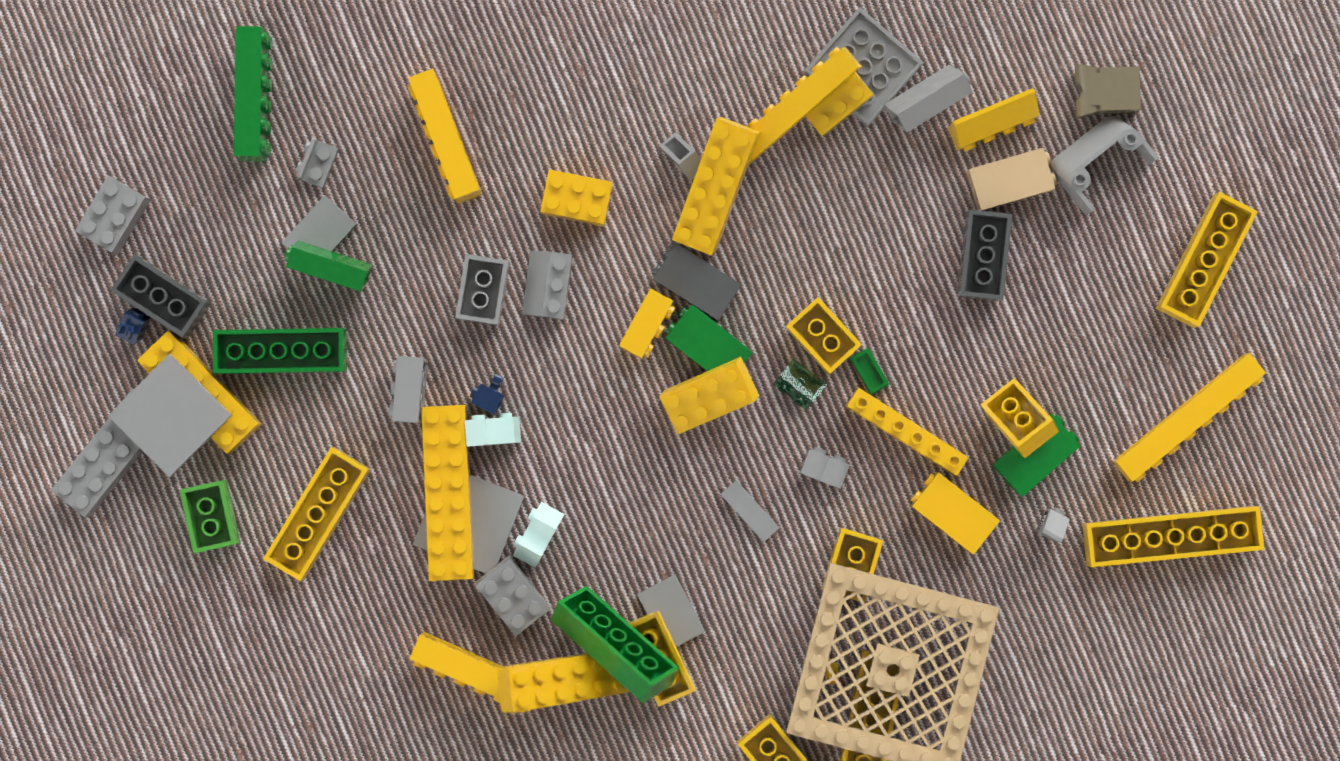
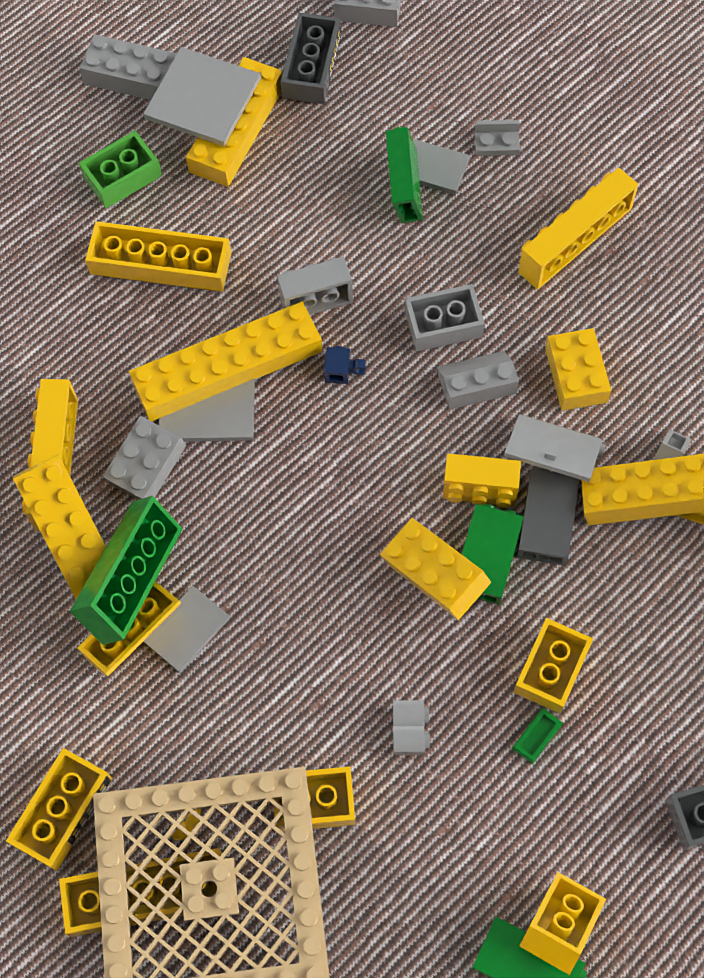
camera: 75 degrees right, 20 degrees down
(133, 326) = (273, 46): dark blue brick -> none
(251, 94) = (533, 58): green brick -> none
(280, 351) = (304, 169): green brick -> none
(493, 430) = (309, 385): light aqua brick -> none
(538, 534) = (225, 462): light aqua brick -> none
(644, 252) = (554, 447): none -> light grey door
(749, 511) = (329, 668): light grey tile -> none
(799, 384) = (489, 664): clear green bracket -> none
(907, 432) = (489, 803): yellow brick -> none
(954, 512) = (420, 895): yellow brick -> none

